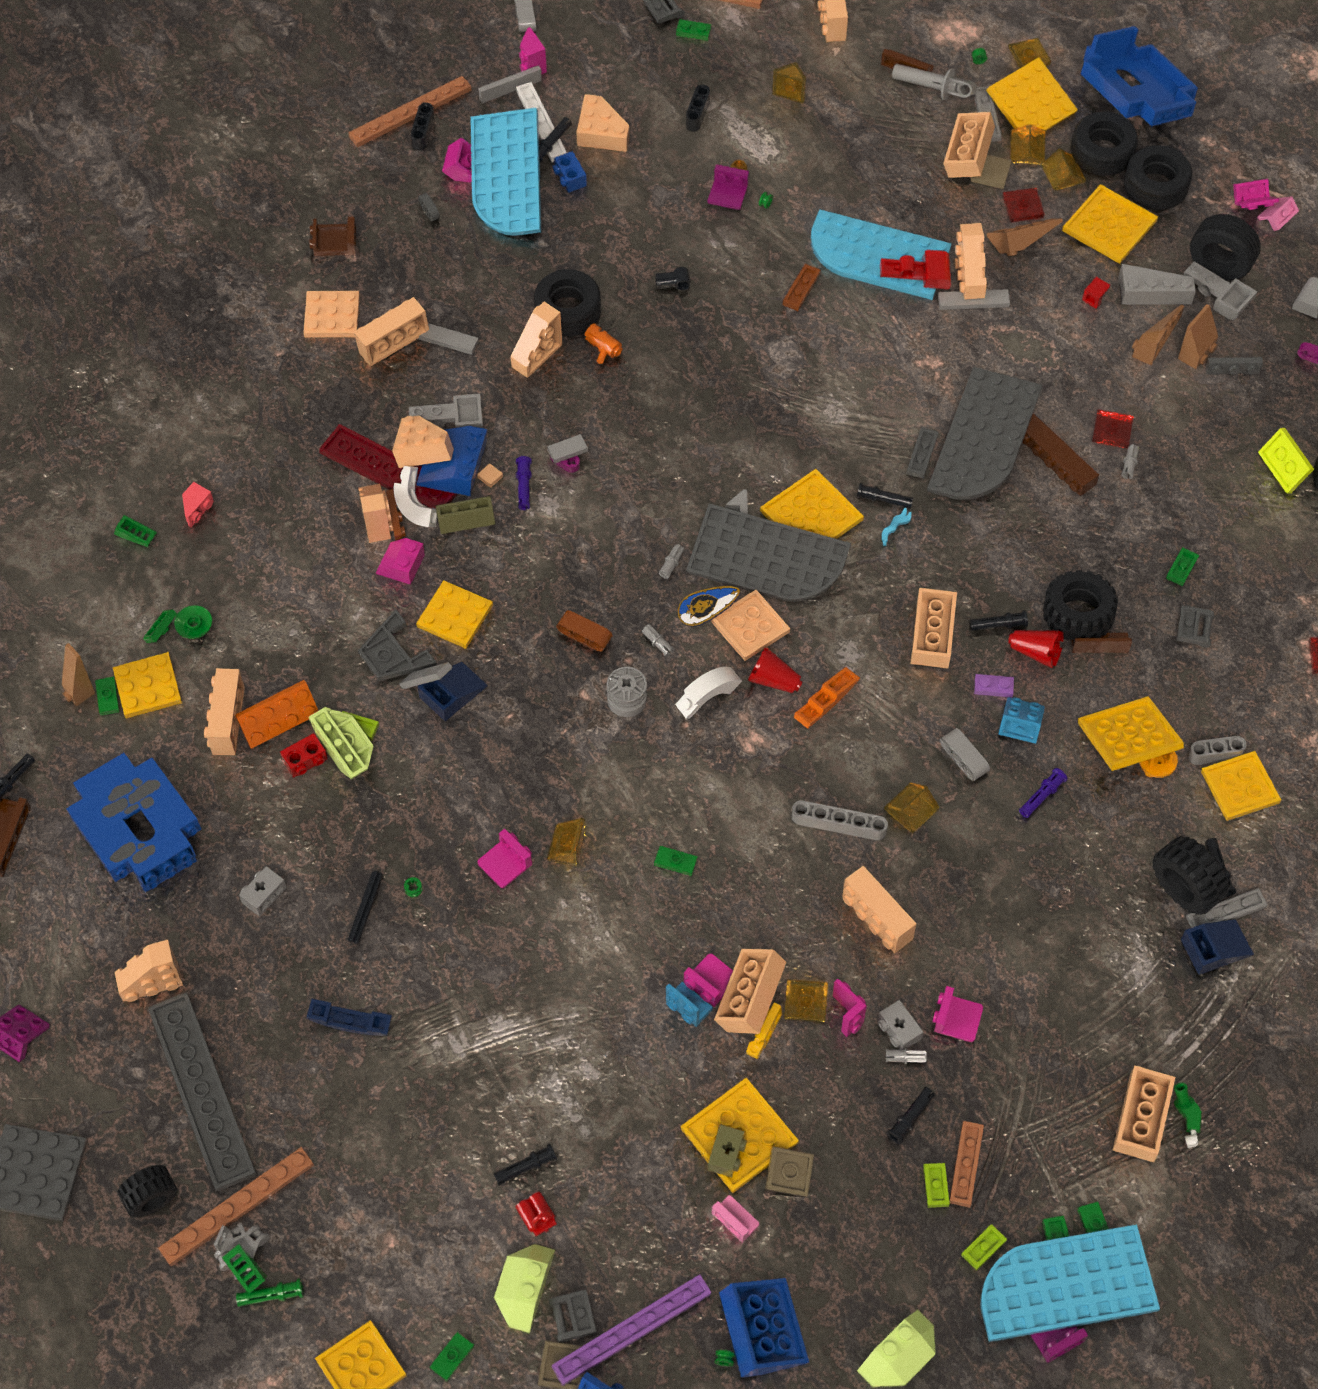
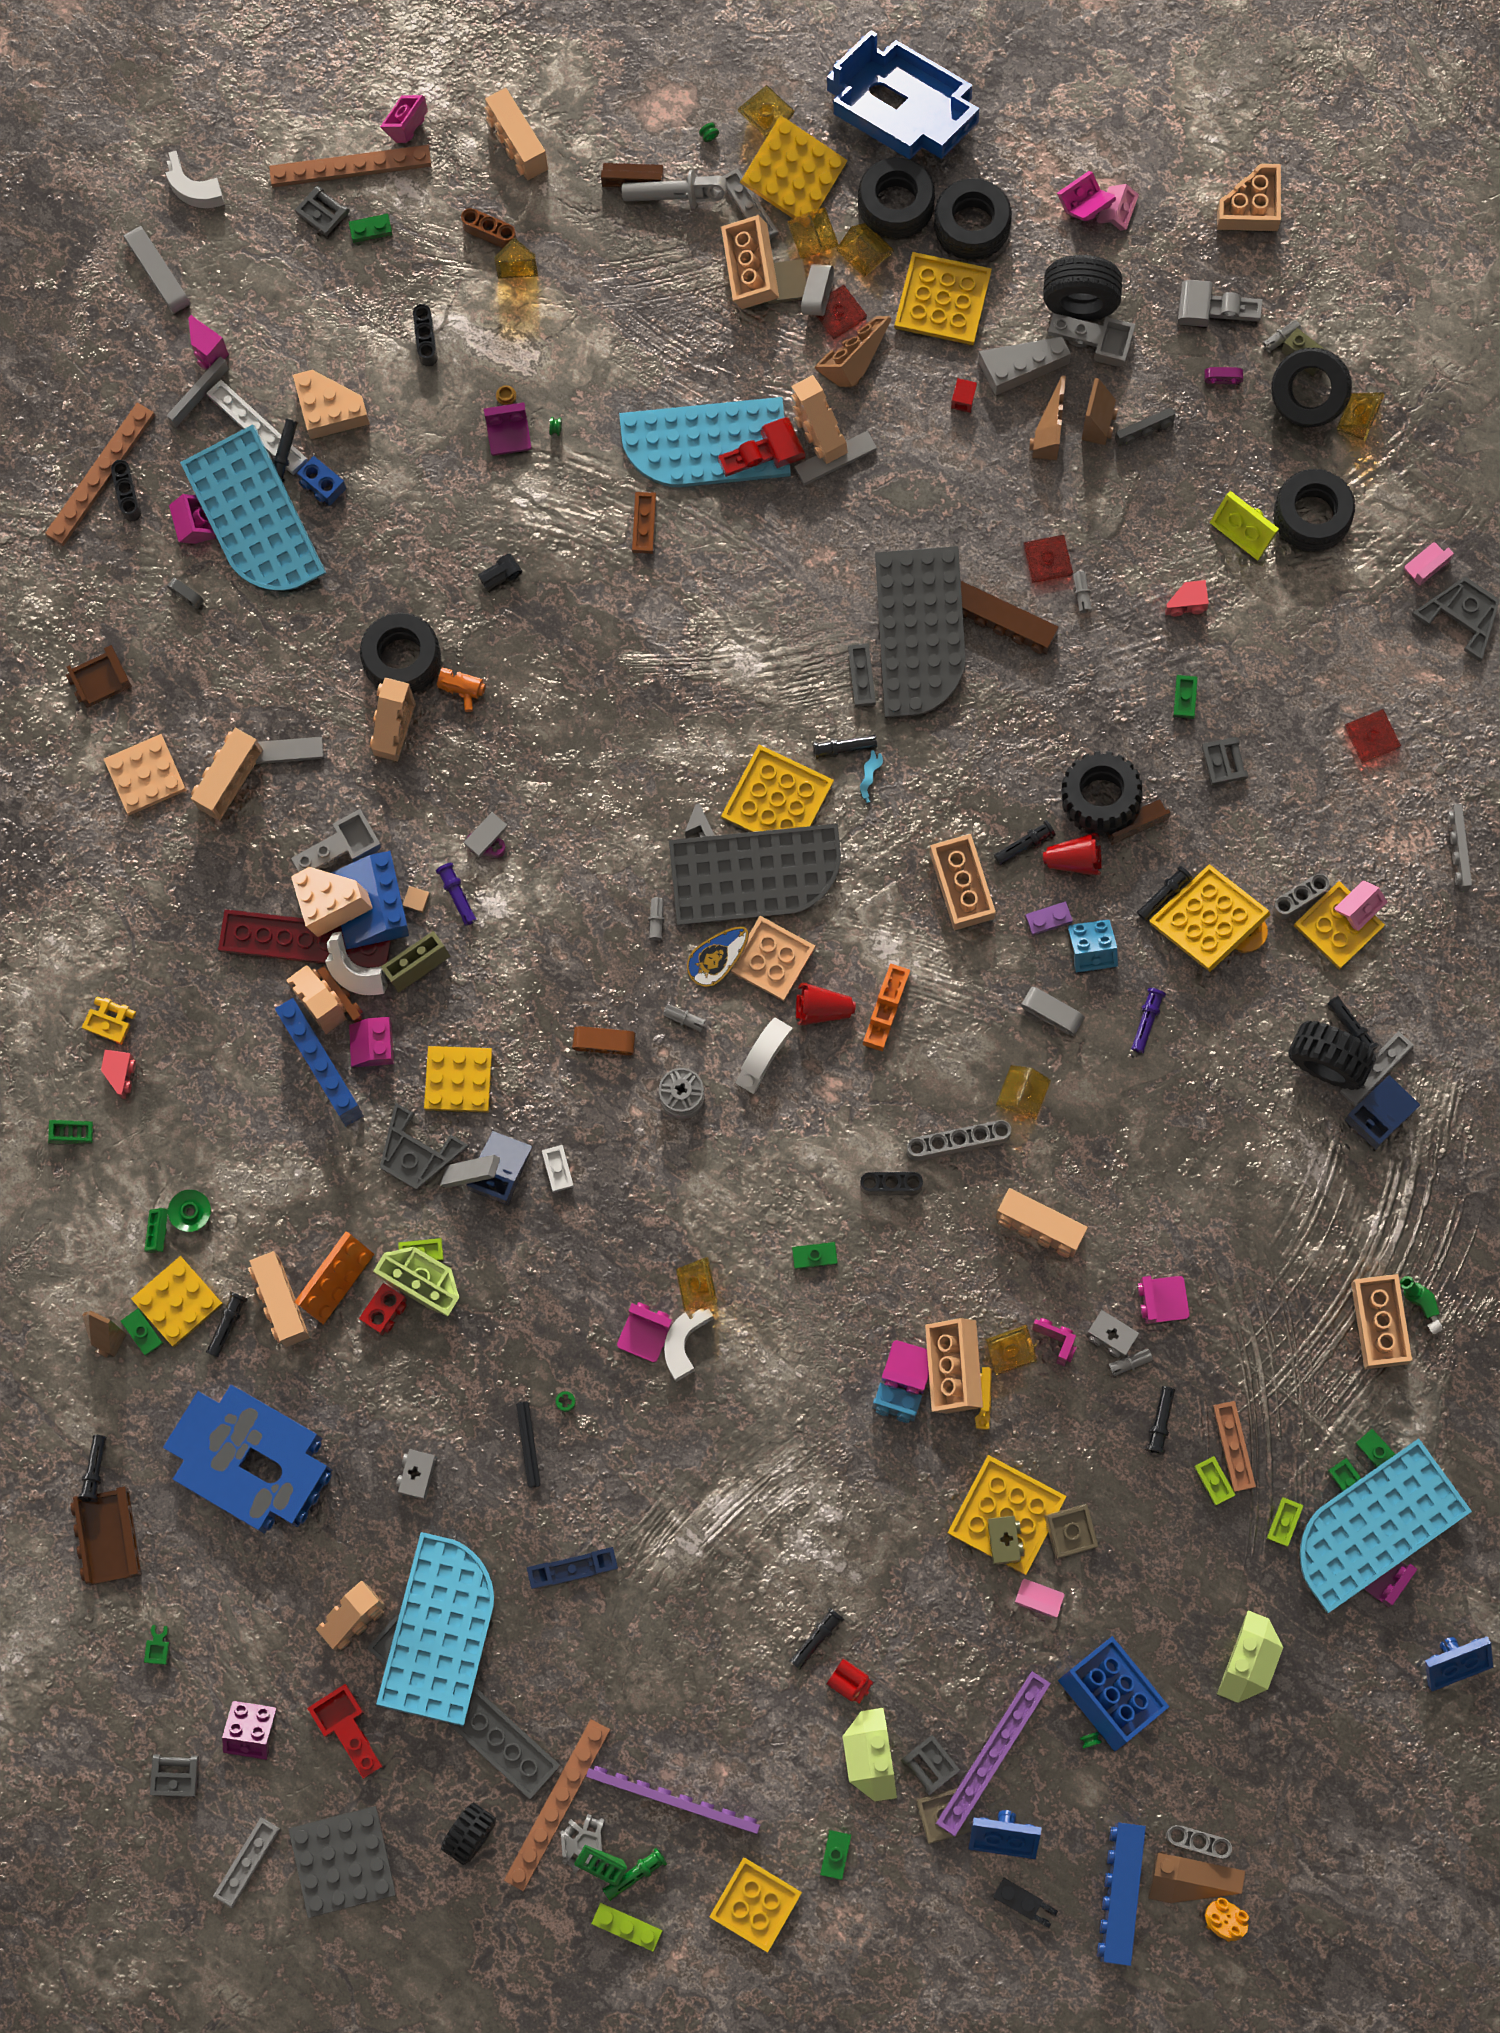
camera: 20 degrees left, 15 degrees up
(94, 1050) = (338, 1715): none -> red plate
(182, 710) = (230, 1314): none -> black pin
(205, 470) = (107, 1026): none -> yellow plate
(211, 1020) = (439, 1633): none -> medium azure plate
(241, 1336) = (627, 1927): none -> lime plate
(343, 1250) = (664, 1796): none -> medium lavender plate
(350, 554) = (319, 1062): none -> blue arch
(498, 709) = (557, 1168): none -> white plate
(529, 876) = (675, 1342): none -> white arch
(761, 822) = (900, 1177): none -> black beam
(777, 54) = (483, 221): none -> dark orange beam
(1013, 182) = (817, 290): none -> light grey beam
(1108, 699) = (1170, 887): none -> black pin
(1215, 497) = (1189, 598): none -> coral slope
(1267, 775) = (1361, 904): none -> bright pink panel

